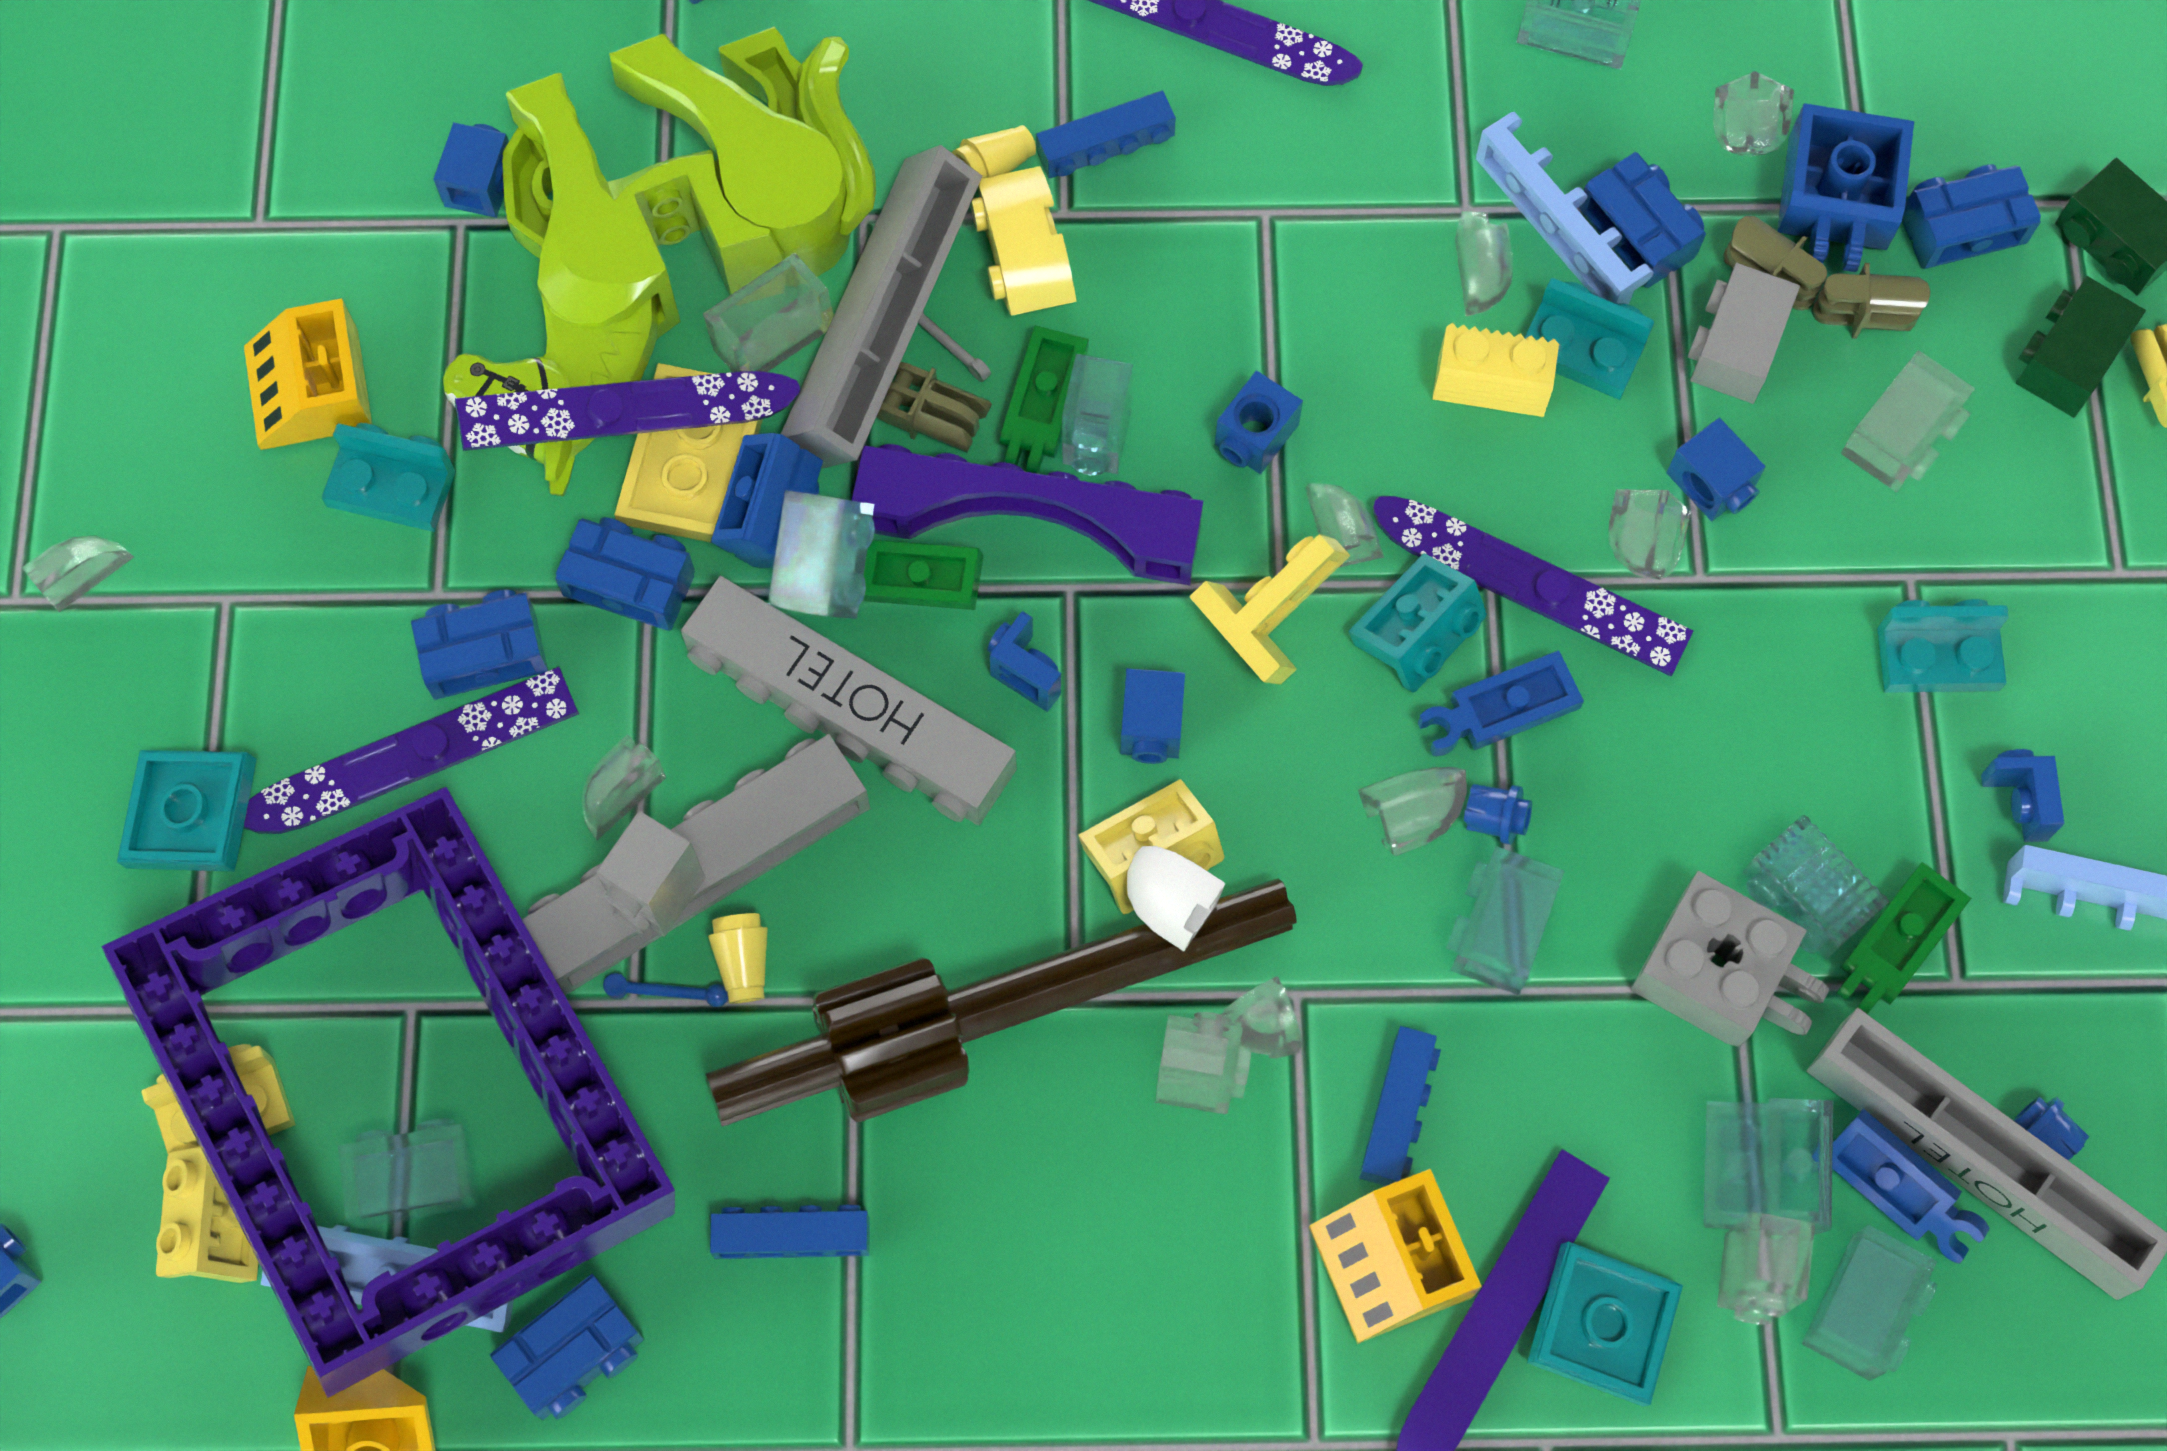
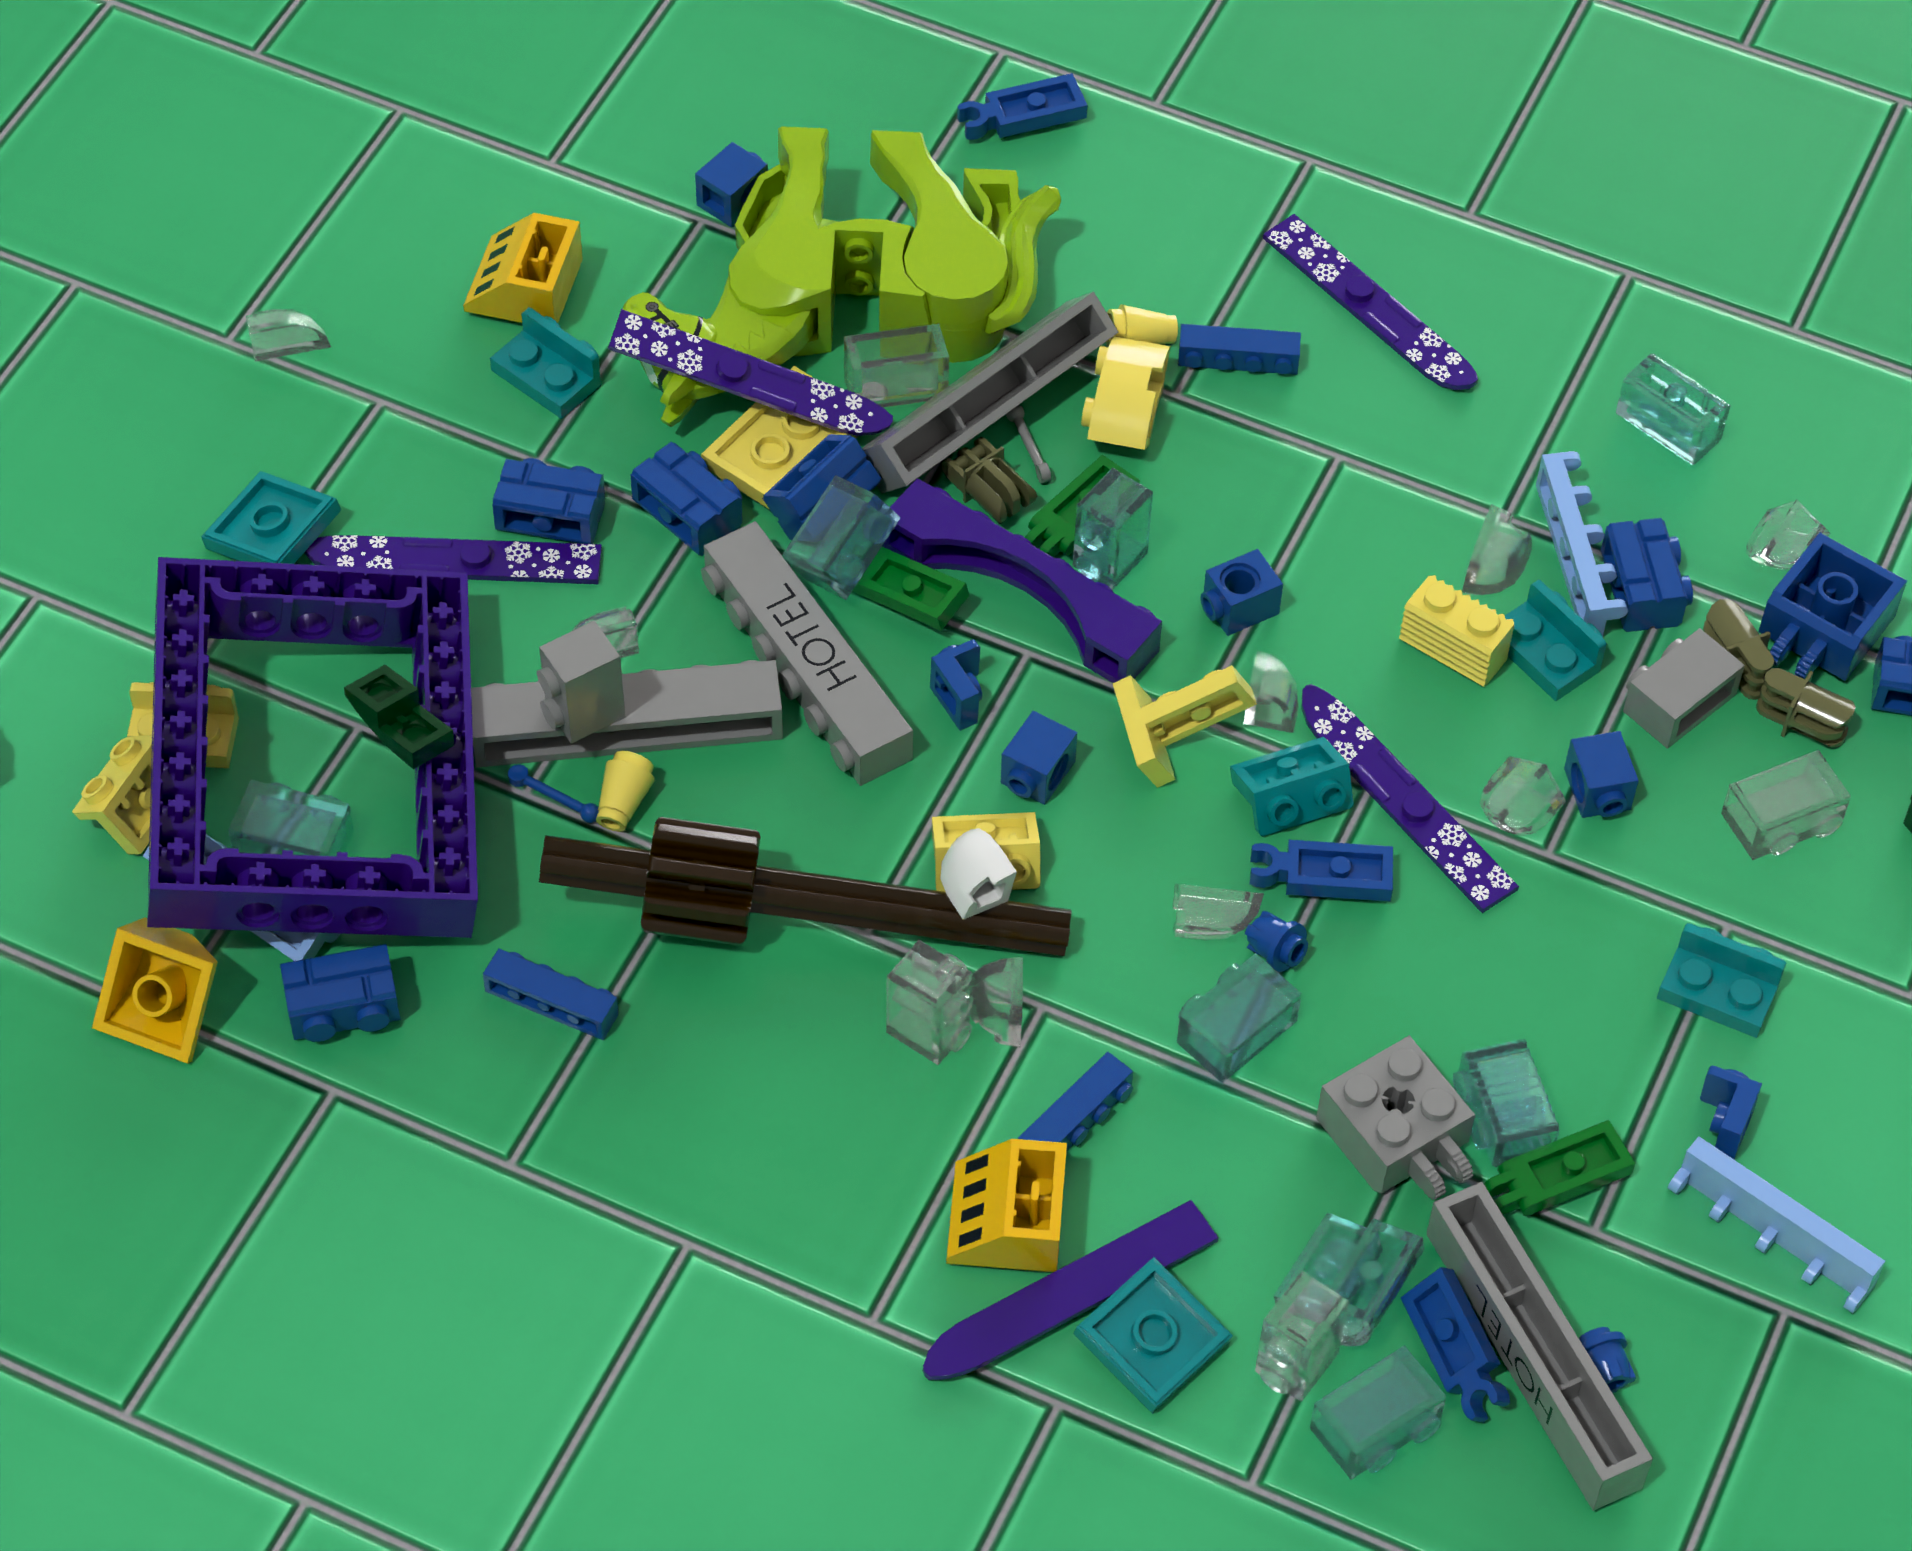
camera: 25 degrees right, 15 degrees down
(471, 1013) = (396, 717): none -> dark green slope

